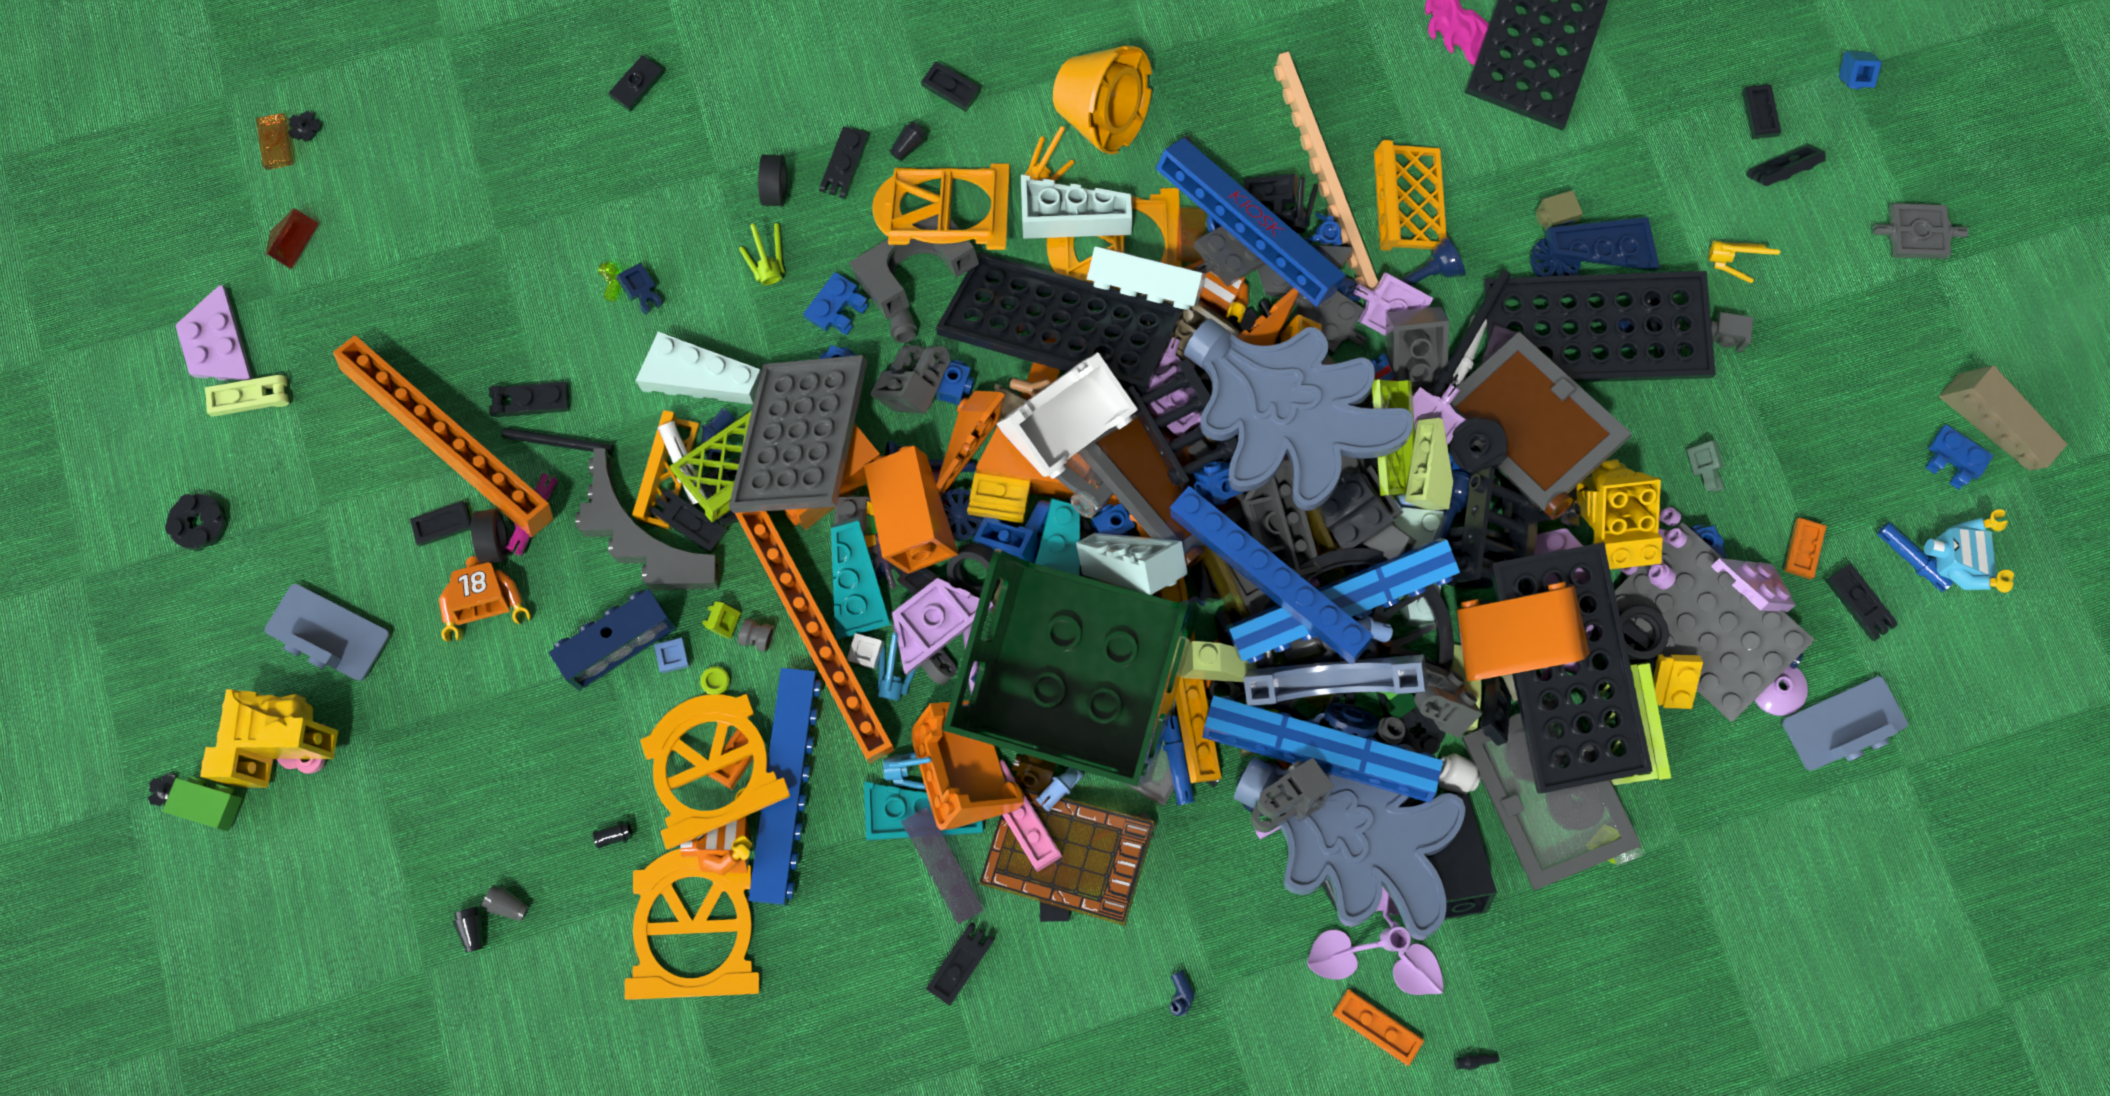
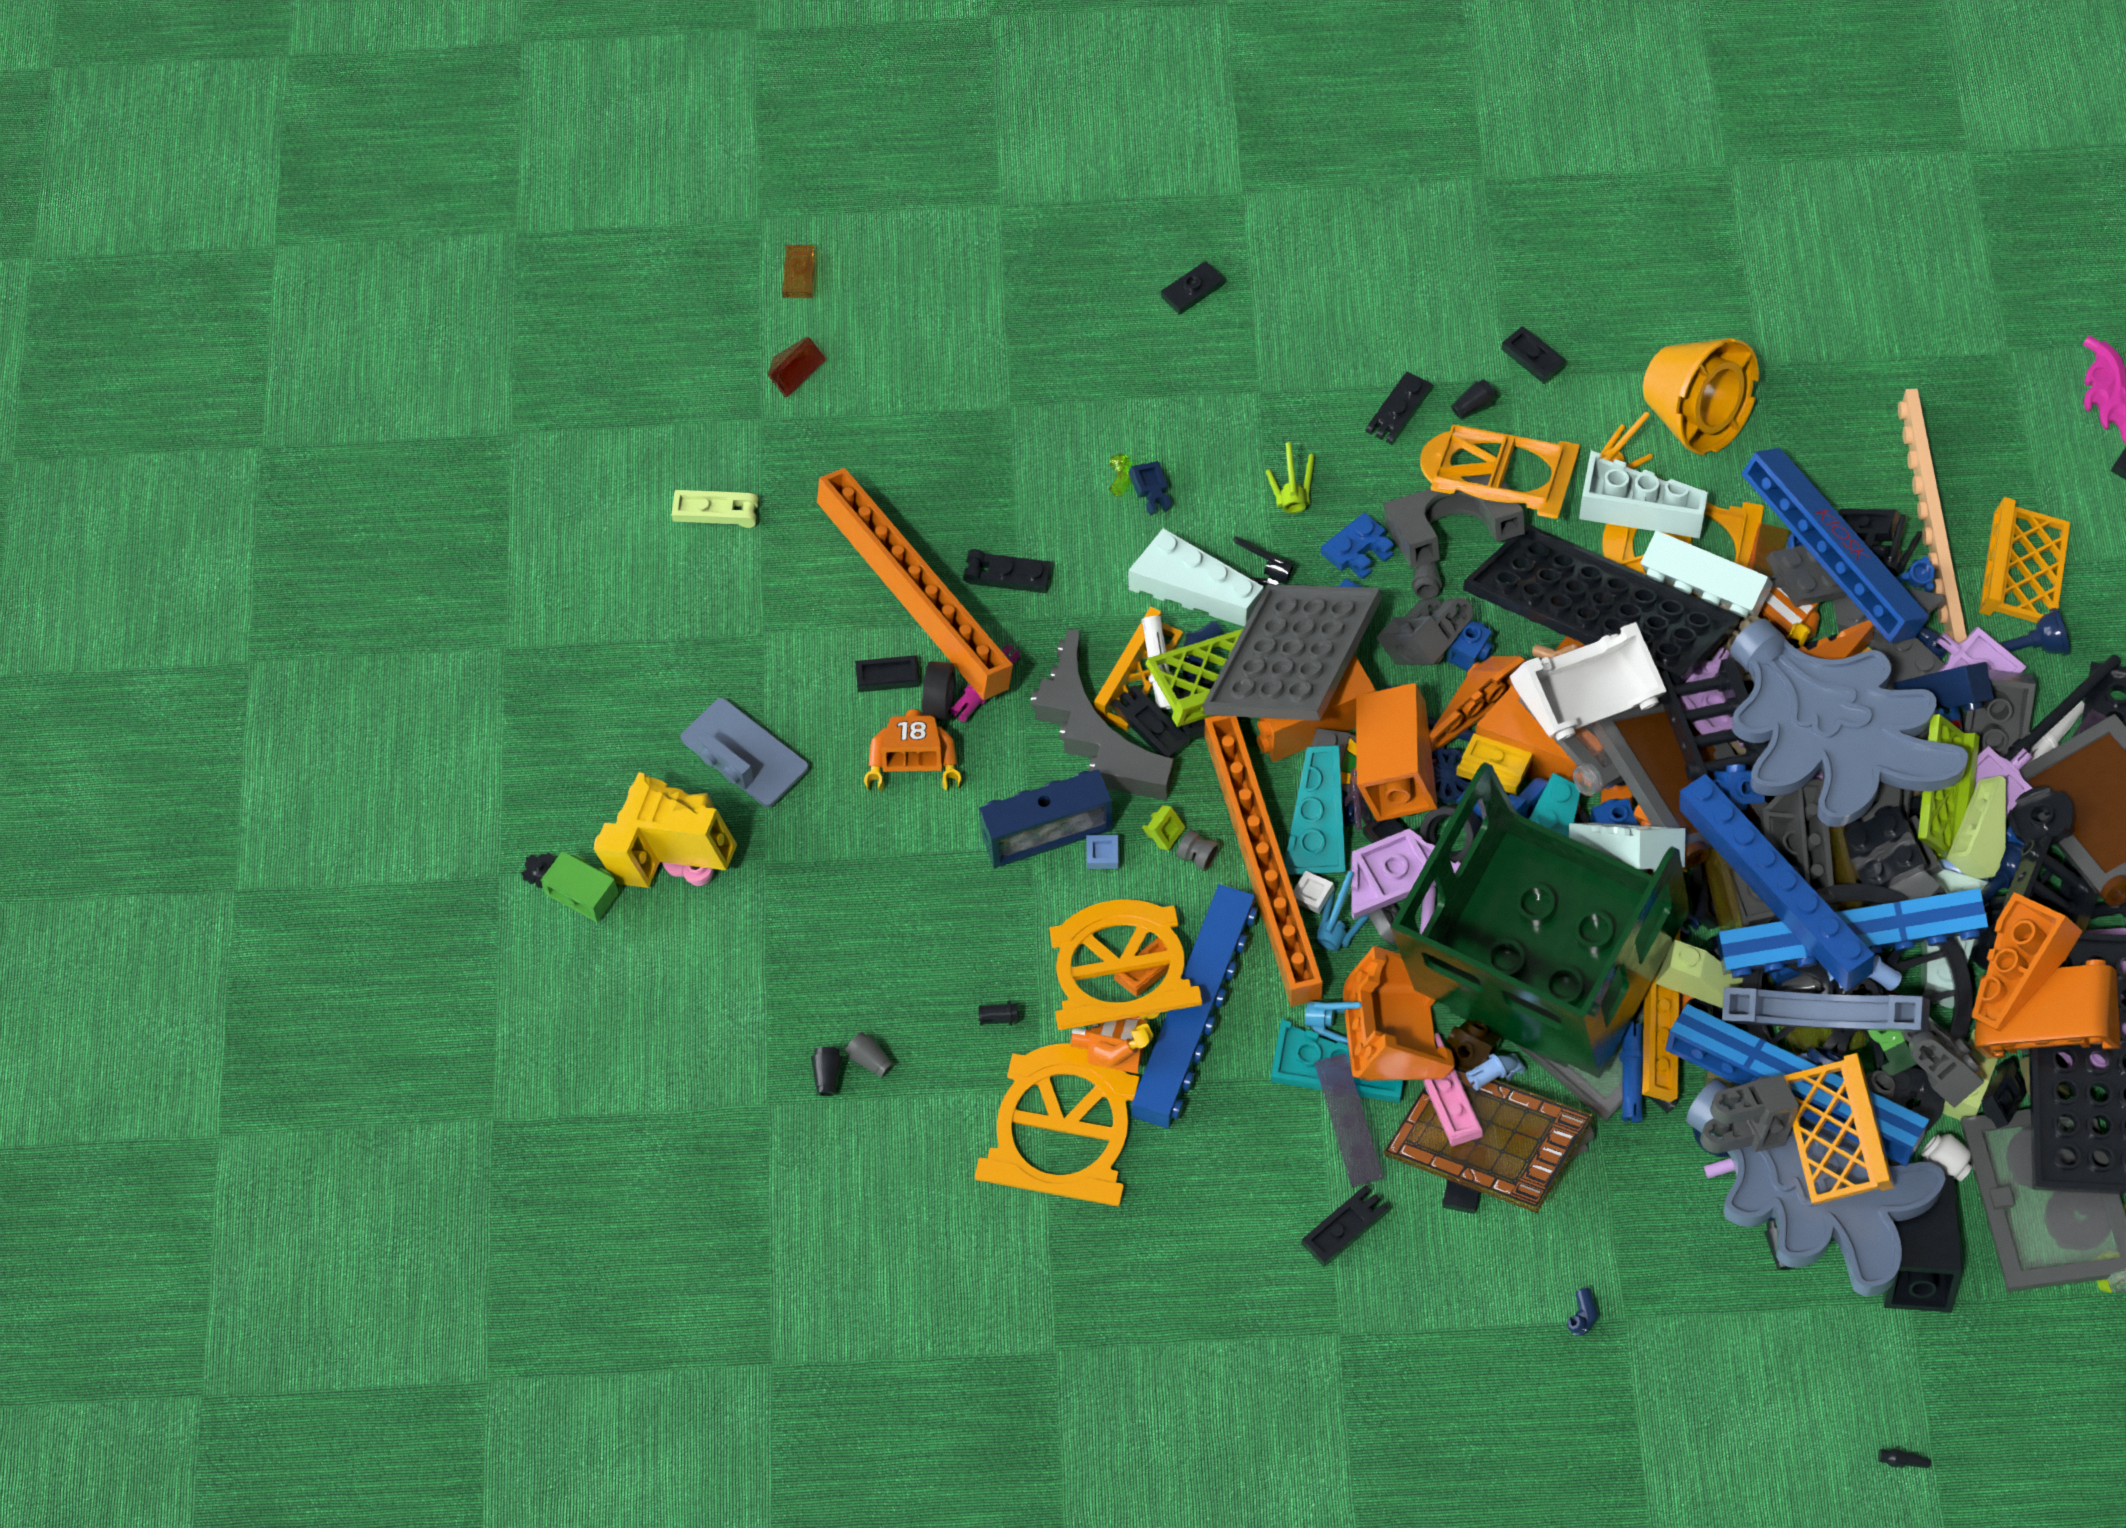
camera: 20 degrees right, 15 degrees down
(187, 509) = (633, 603): black plate -> none
(213, 340) = (691, 448): lavender wing -> none
(304, 127) = (832, 264): black plant -> none
(554, 440) = (1023, 616): black bar -> none
(715, 681) = (1142, 887): lime tile -> none
(769, 342) = (1276, 567): none -> black plant
(772, 180) = (1319, 407): black tyre -> none
(1377, 339) = (1955, 687): none -> dark blue slope
(1378, 1027) = (1798, 1399): orange tile -> none
(1394, 788) = (1866, 1126): none -> light orange fence
(1414, 973) = (1852, 1352): lavender plant -> none
(1495, 591) = (2025, 954): none -> orange wedge

